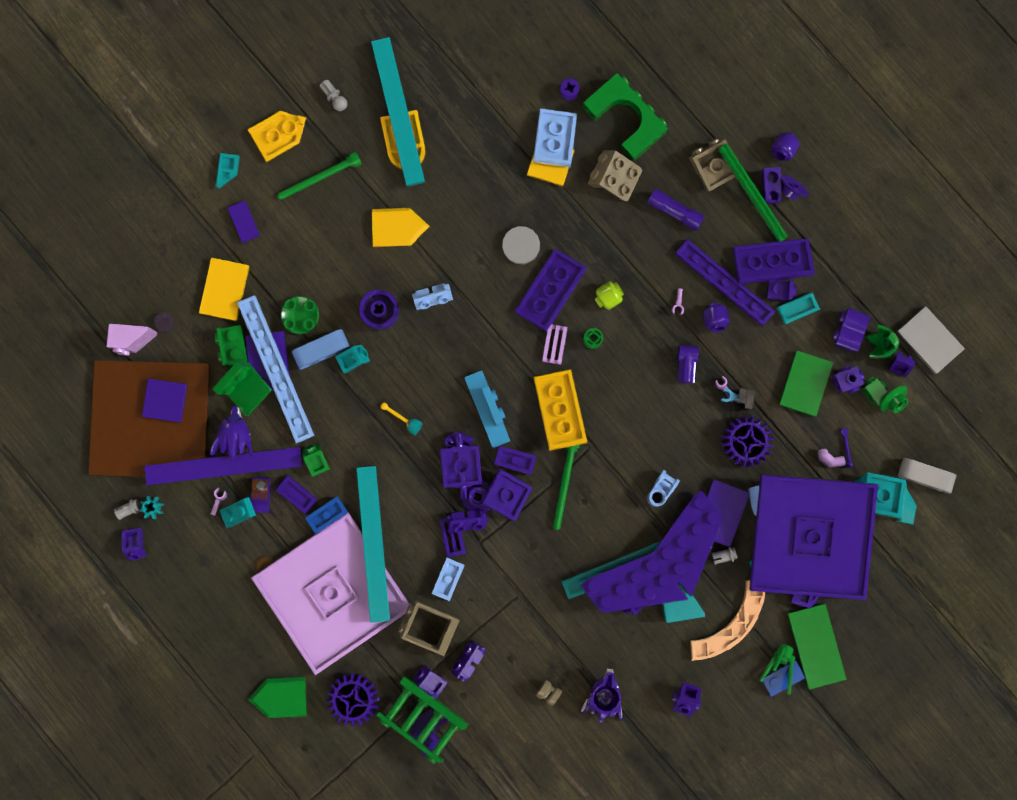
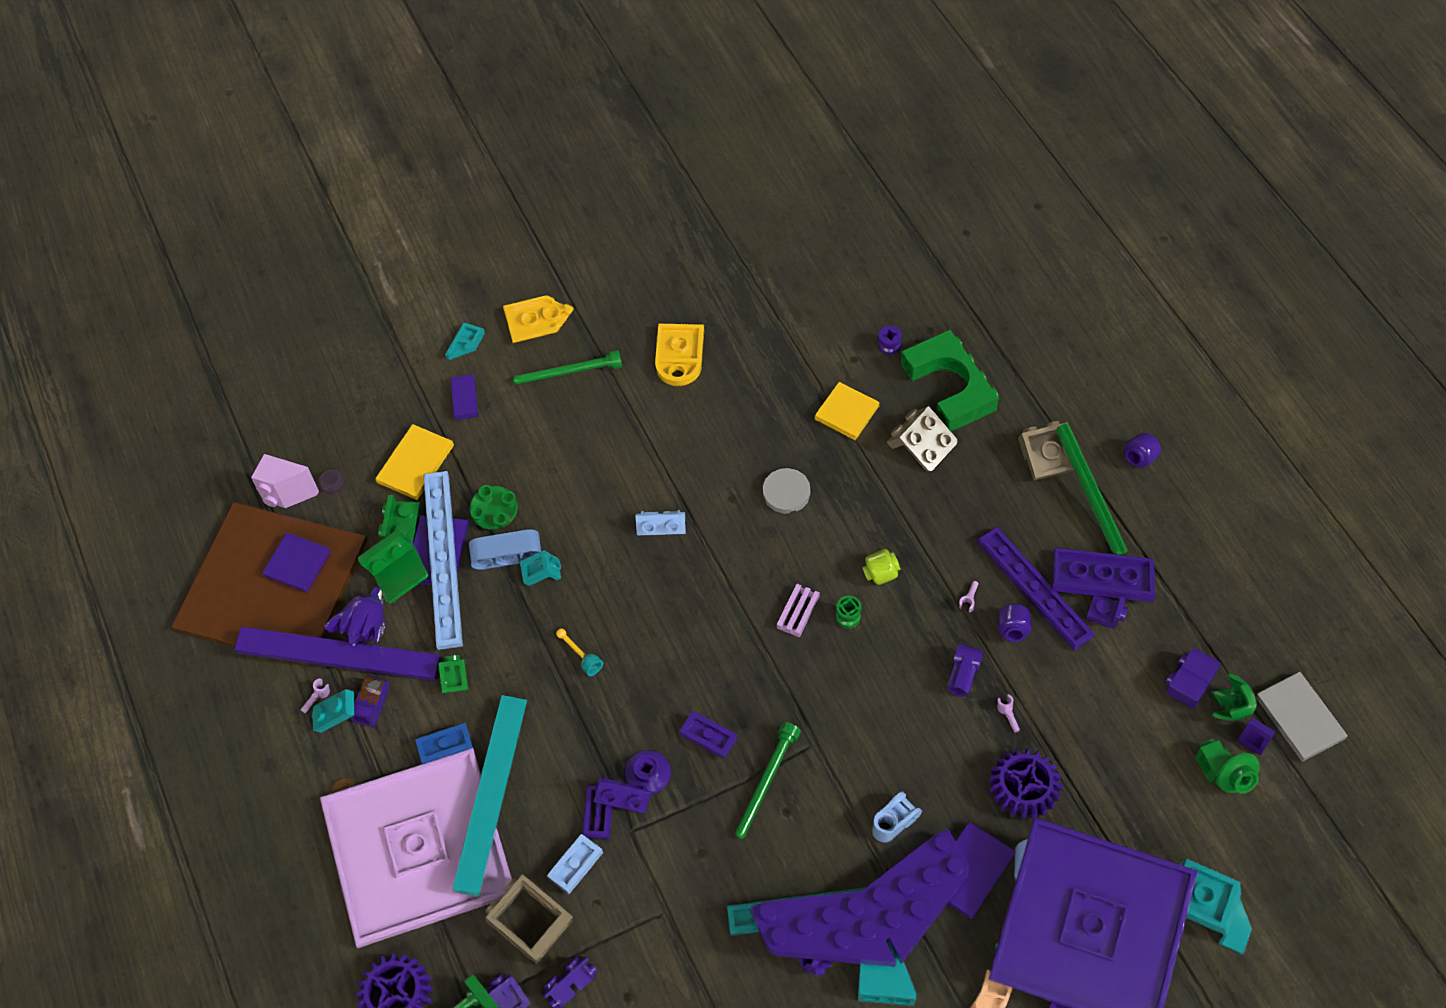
camera: 20 degrees right, 25 degrees down
(127, 509) = (200, 678): light grey pin -> none
(133, 544) = (189, 720): dark purple bracket -> none
(156, 505) = (234, 687): teal gear -> none
(281, 697) = (301, 967): green tile -> none
(296, 494) = (415, 712): dark purple tile -> none
(339, 102) = (612, 293): light grey axle -> none
(379, 299) = (590, 519): dark purple brick -> none
(396, 227) = (641, 440): yellow tile -> none
(398, 112) = (680, 323): teal tile -> none
(450, 439) = (640, 692): dark purple arm -> none
(461, 466) = (635, 725): dark purple plate -> none
(487, 408) = (691, 665): dark azure bracket -> none
(506, 495) = (684, 774): dark purple tile -> none
(550, 290) = (809, 547): dark purple tile -> none
(555, 137) = (858, 384): light blue tile -> none
(560, 410) = (783, 686): yellow tile -> none
(664, 203) = (1003, 501): dark purple axle -> none
(725, 555) = (965, 927): light grey pin -> none
(743, 397) = (1030, 728): black piece -> none
(771, 184) = (1117, 487): dark purple leg -> none
(793, 188) = (1143, 497): dark purple piece -> none
(798, 308) = (1126, 638): teal tile -> none
(805, 383) = (1119, 731): green tile -> none
(830, 461) = (1135, 837): lavender arm -> none
(842, 380) = (1178, 735): dark purple brick -> none
(844, 432) = (1162, 806): dark purple hinge -> none
(927, 475) = (1273, 888): light grey beam -> none

